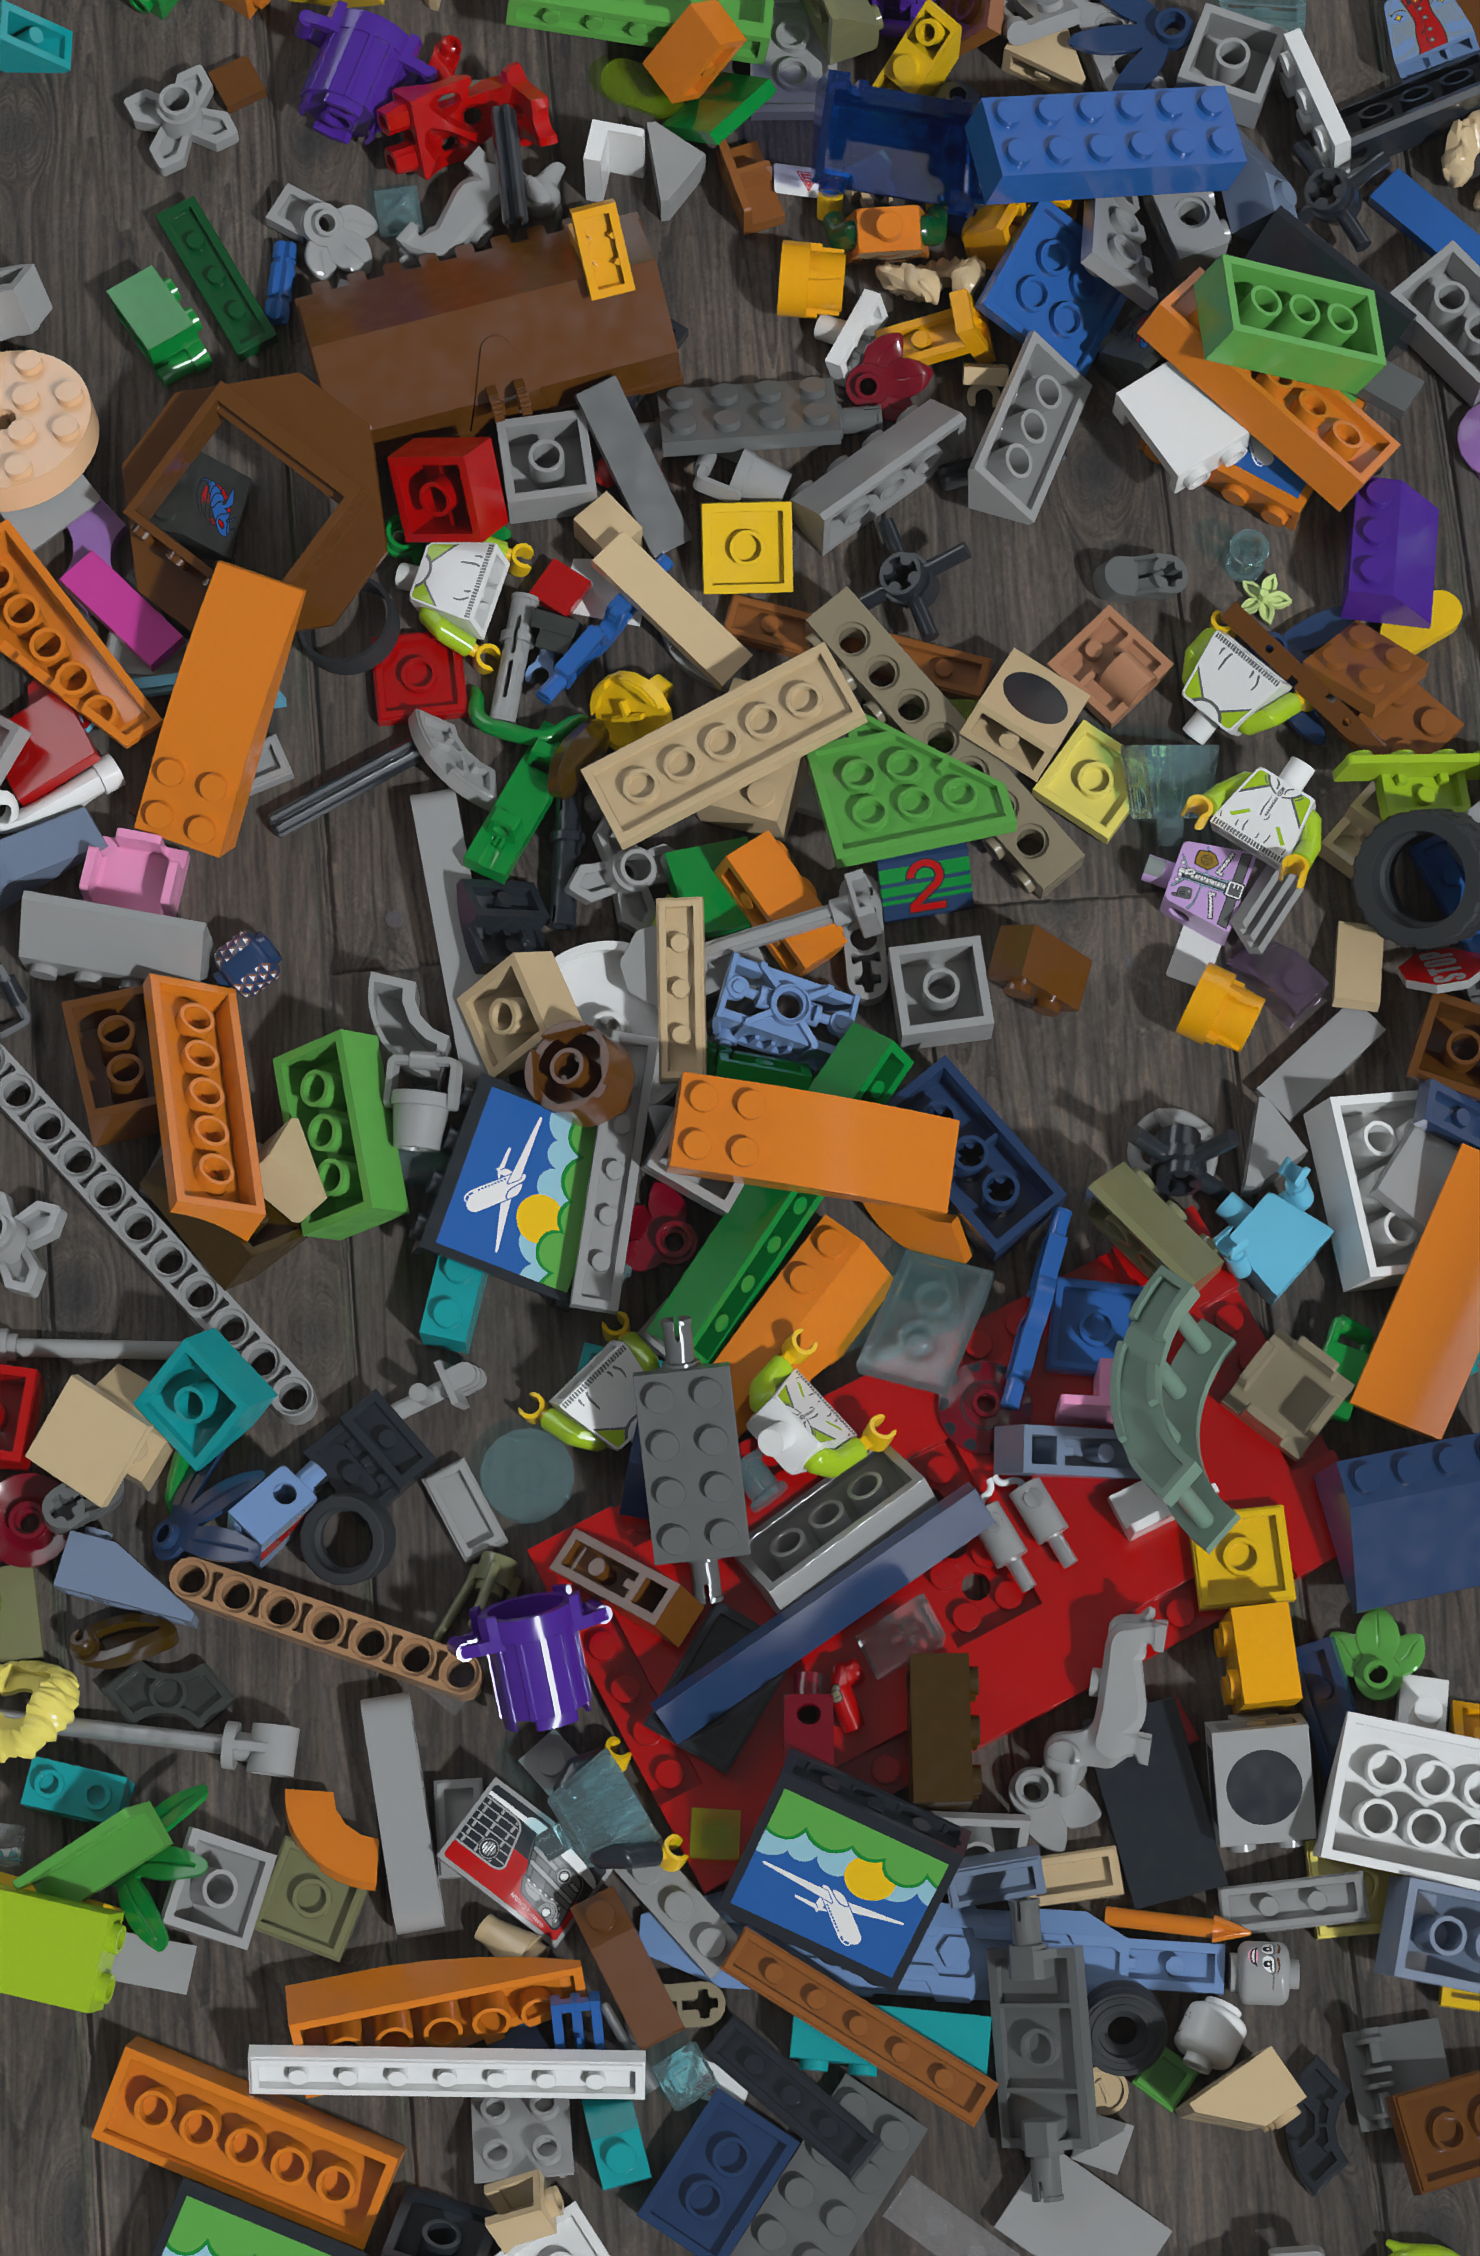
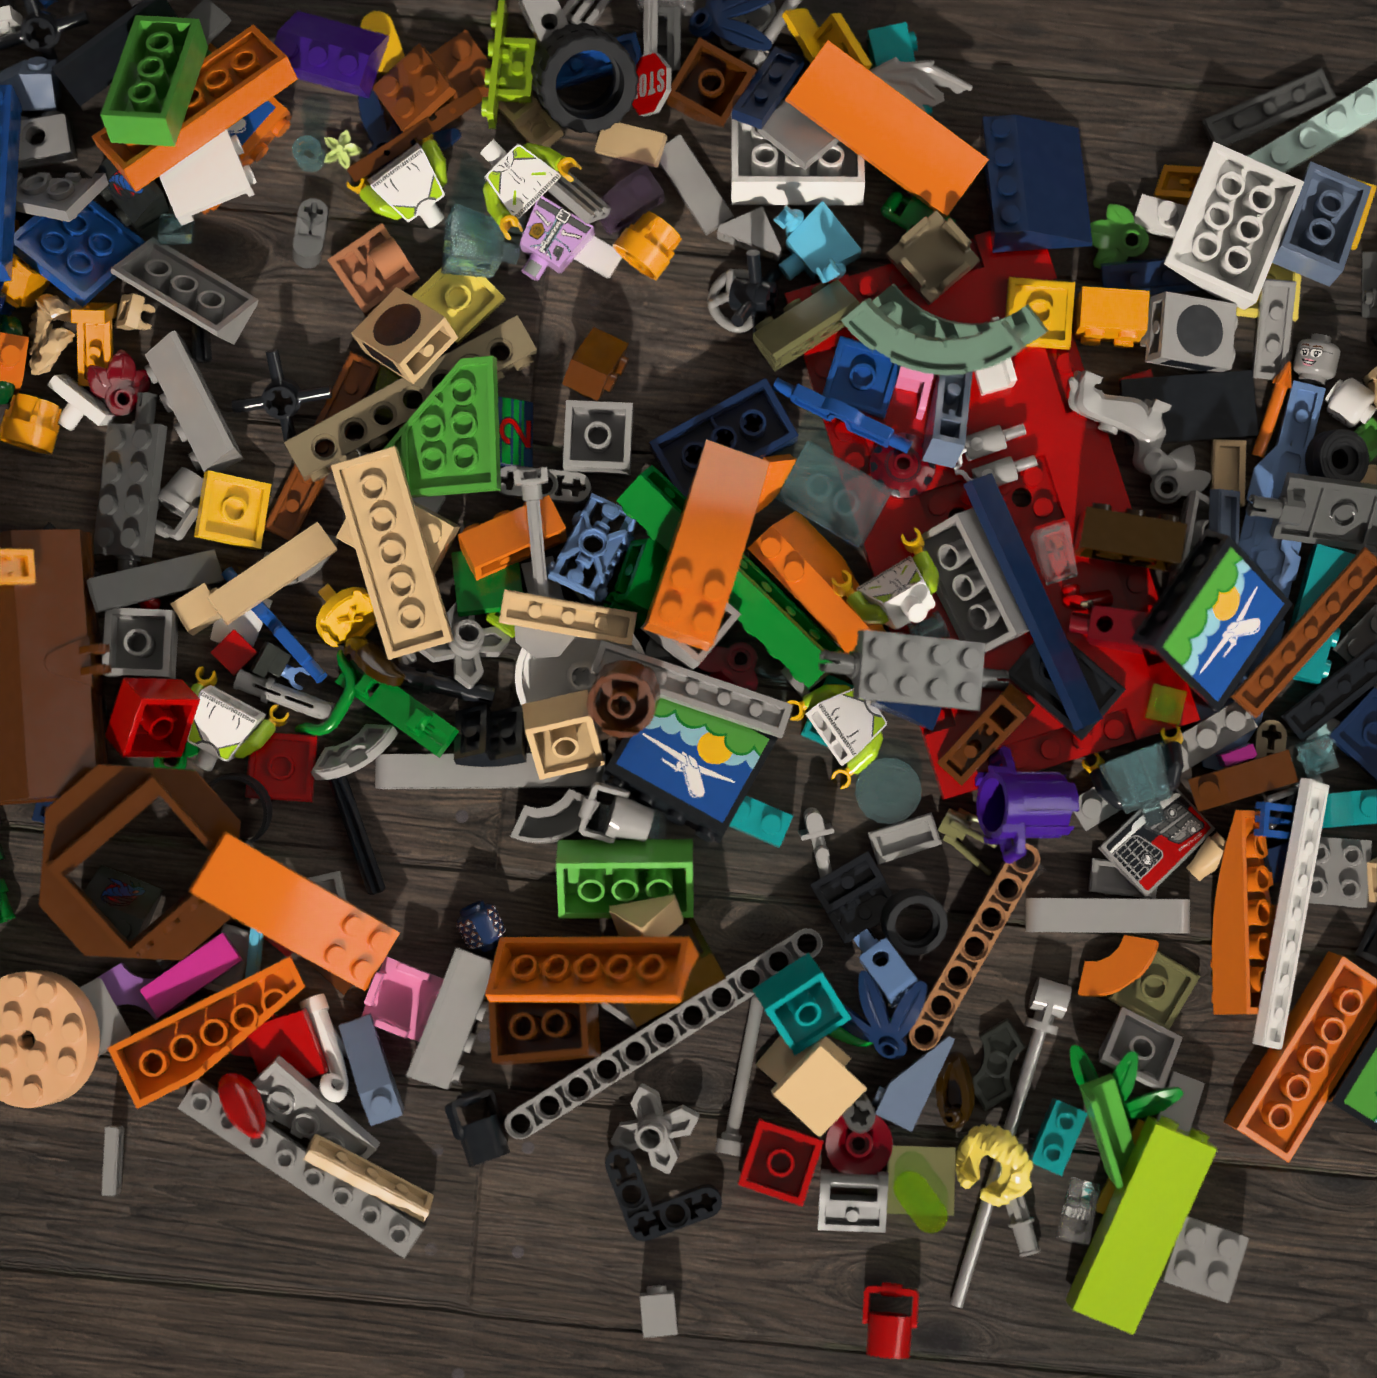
camera: 75 degrees left, 10 degrees up
(662, 1954) = (1236, 755): none -> magenta tile
(1100, 410) = (172, 232): none -> clear light blue tile

